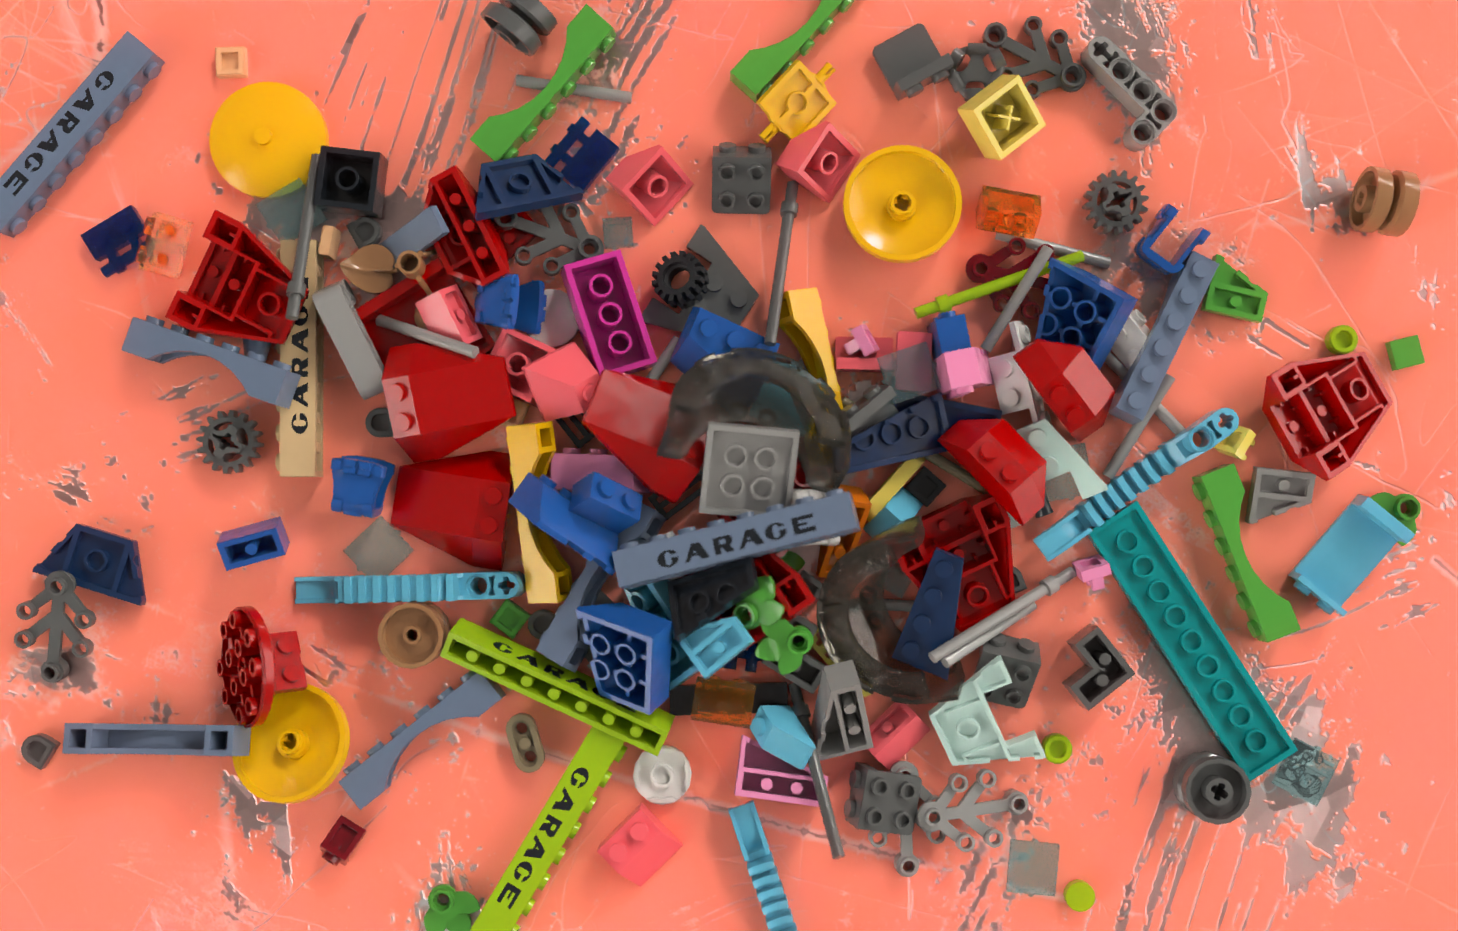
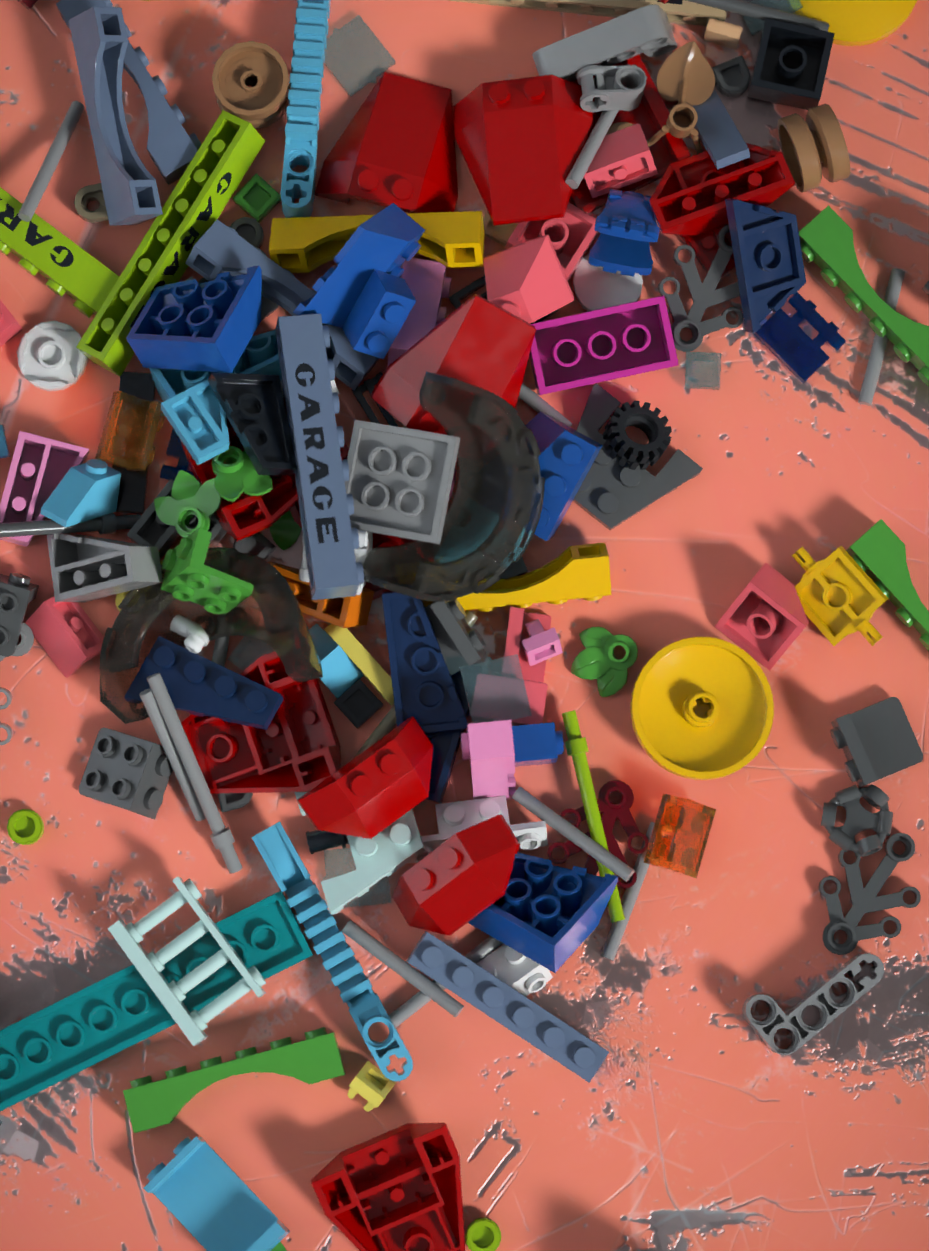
camera: 100 degrees right, 5 degrees down
(360, 485) = (433, 40): blue piece -> none
(379, 423) = (504, 68): dark grey tile -> none
(387, 333) = (612, 87): none -> light grey piece
(401, 767) = (100, 52): none -> sand blue arch
(420, 153) = (814, 147): none -> medium nougat wheel
(497, 796) = (51, 161): none -> light grey bar
(650, 182) = (757, 412): coral slope -> none
(741, 178) = (753, 521): dark grey bracket -> none
(788, 211) = (707, 574): dark grey bar -> none
(845, 641) = (193, 581): none -> bright green bracket
(870, 292) = (600, 662): none -> bright green plate
(885, 628) = (193, 632): none -> white arm
(970, 728) = (64, 721): light aqua wing -> none
(1001, 116) = (795, 838): light yellow brick -> none
(1092, 571) = (234, 891): bright pink tile -> none
(1102, 668) = (115, 888): dark grey brick -> none
(1121, 212) = (694, 964): dark grey gear -> none
(1143, 250) = (604, 1008): blue piece -> none
(1186, 611) = (152, 964): none -> light aqua fence
(1233, 294) = (553, 1104): bright green wing -> none
(1277, 491) = (304, 1130): light grey wing -> none

